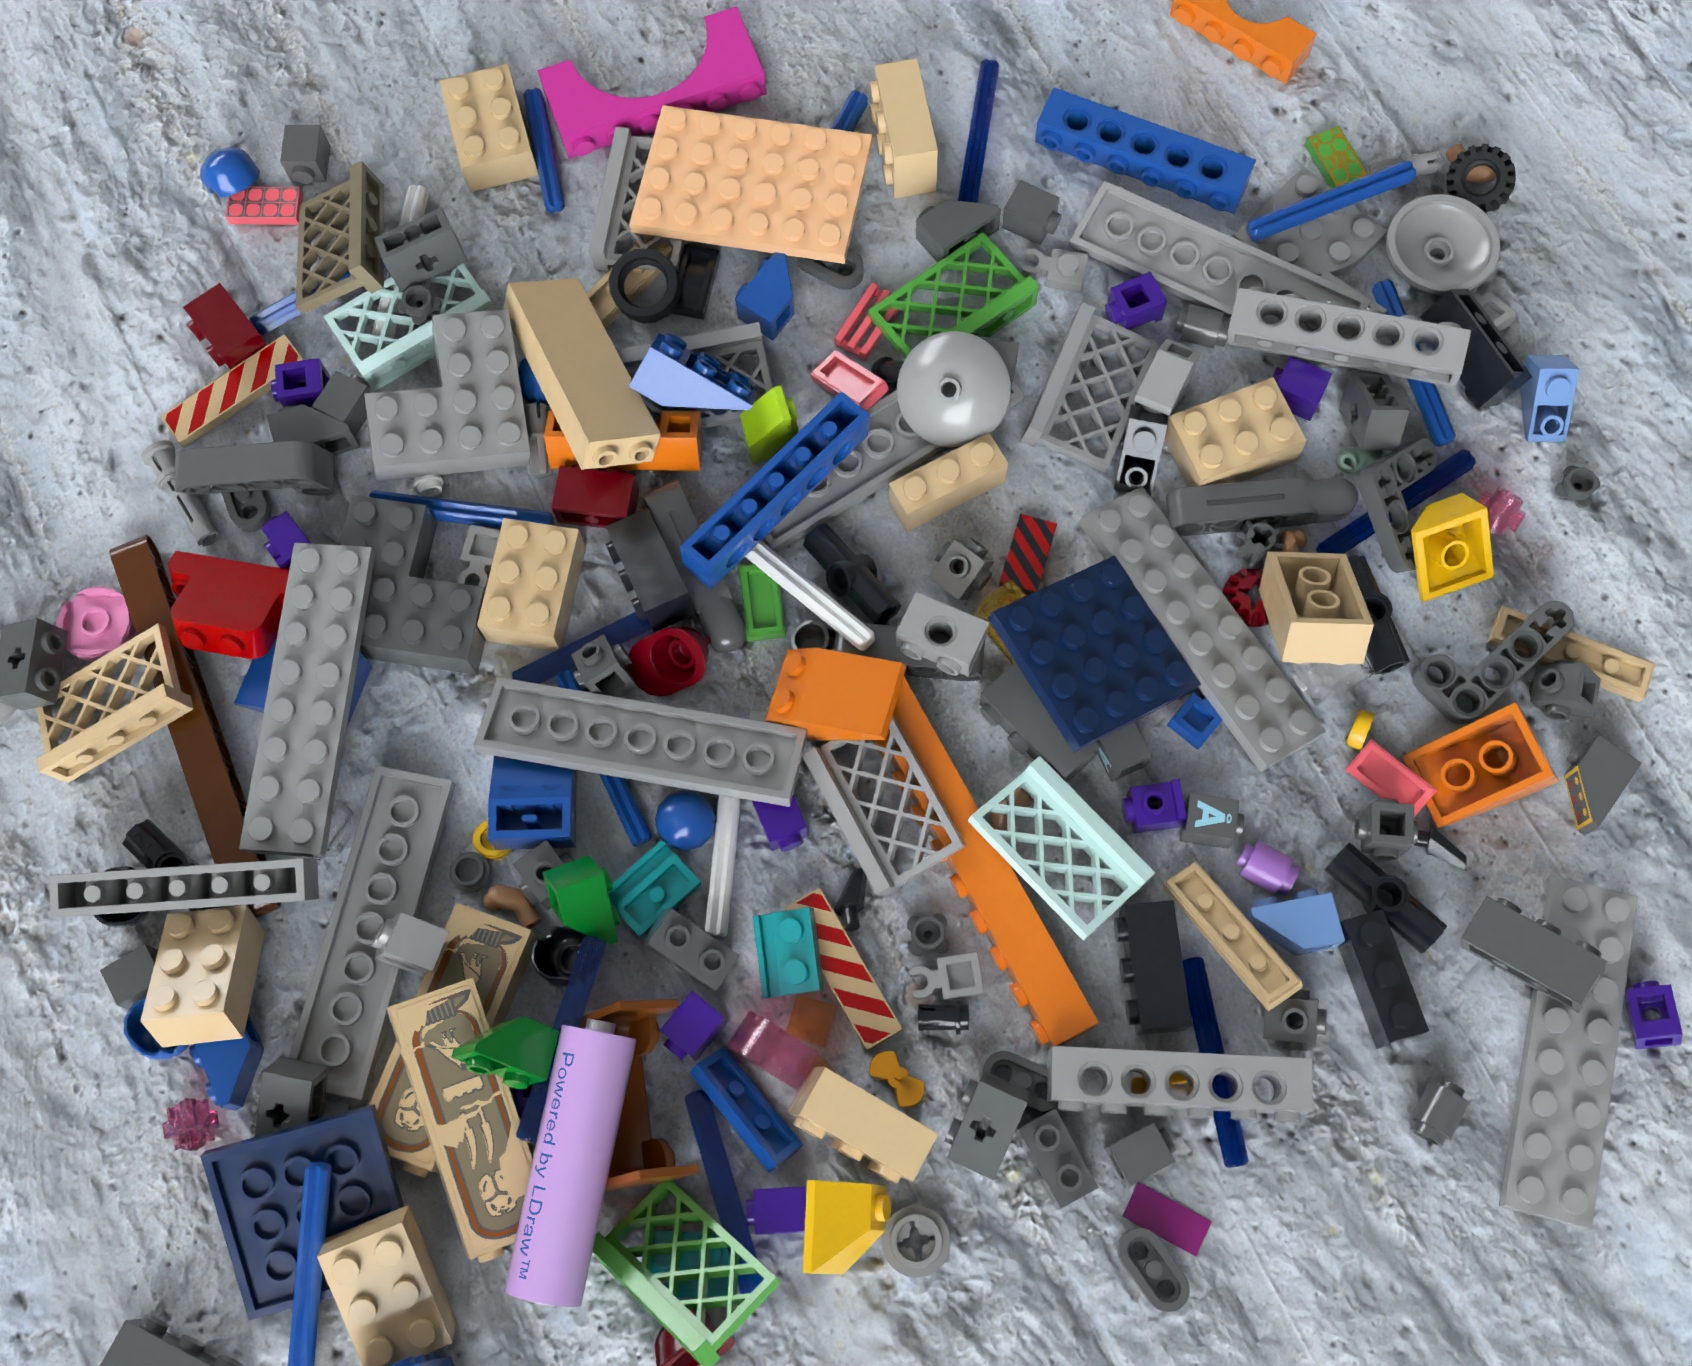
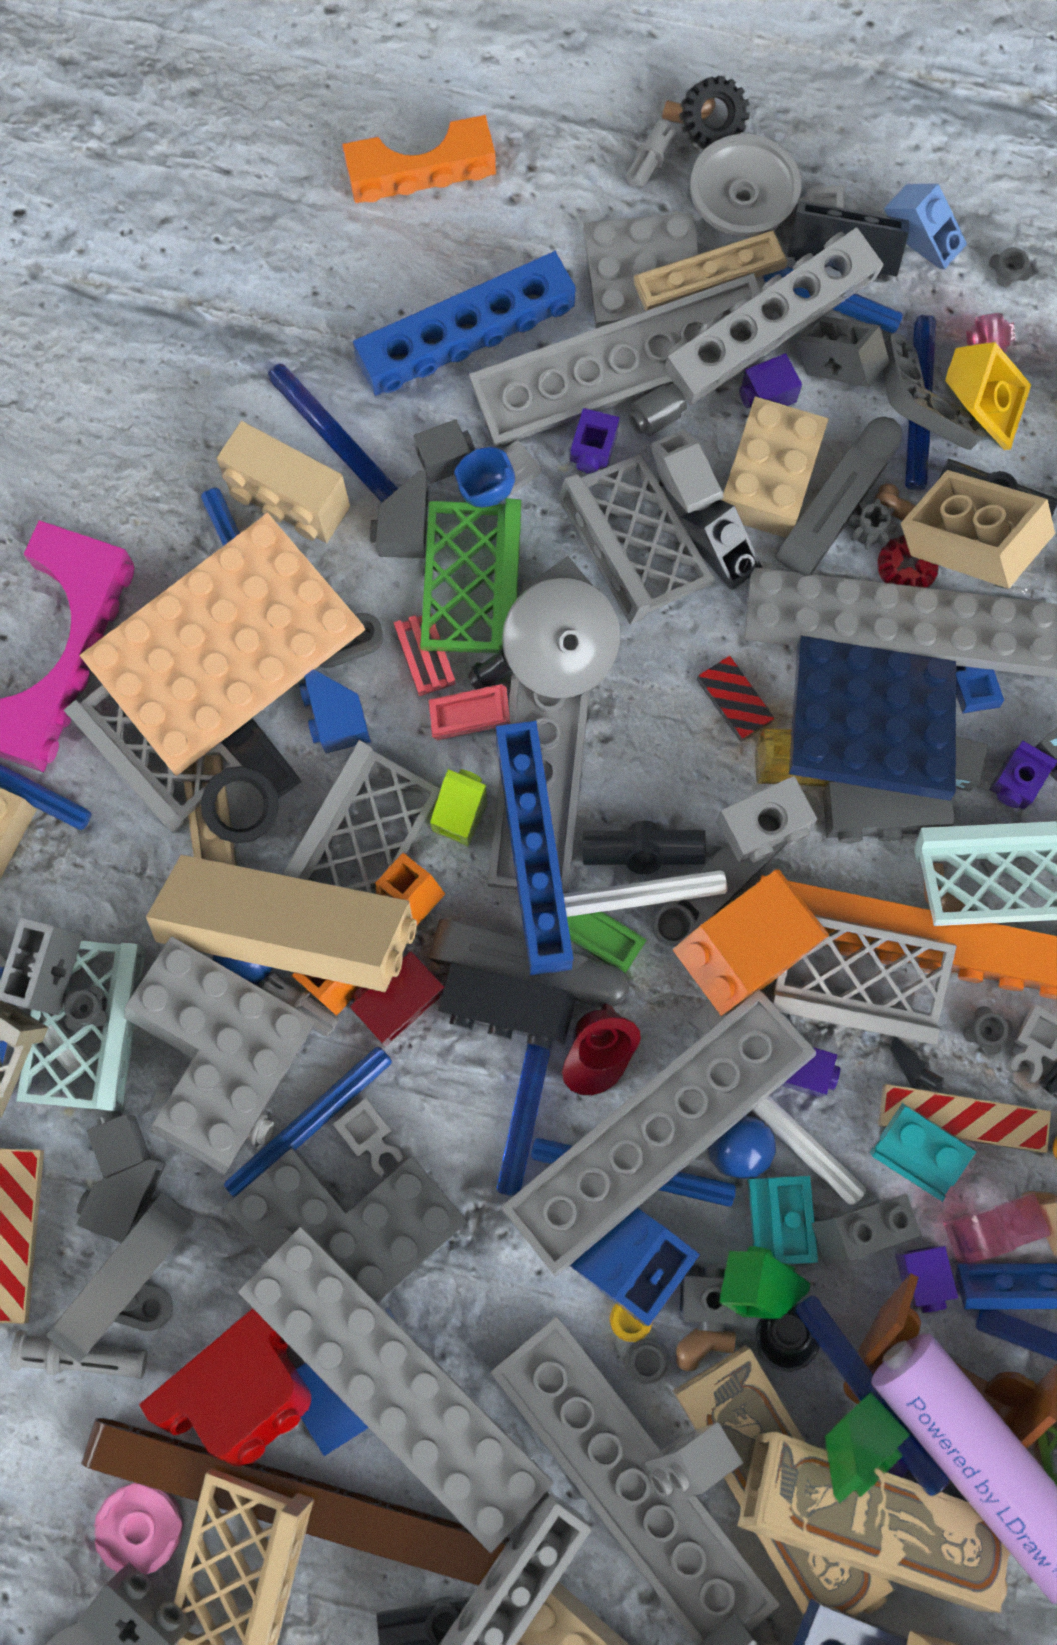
camera: 55 degrees left, 5 degrees up
(282, 535) = (212, 1296): dark purple brick -> none
(299, 382) = (51, 1177): dark purple brick -> none
(532, 585) = (434, 1113): tan brick -> none
(603, 668) = (562, 1112): dark grey brick -> none
(684, 379) = (371, 839): slope -> none
(811, 1020) = (988, 1177): clear orange plate -> none
(948, 482) = (627, 708): tan brick -> none
(950, 572) = (716, 770): dark grey brick -> none
(1032, 249) = (485, 477): none -> blue hair
(1330, 200) = (637, 229): blue axle -> none
(1335, 157) = (600, 196): bright green tile -> none
(1354, 459) = (859, 396): sand green arm -> none
(1387, 291) = (706, 270): none -> tan tile

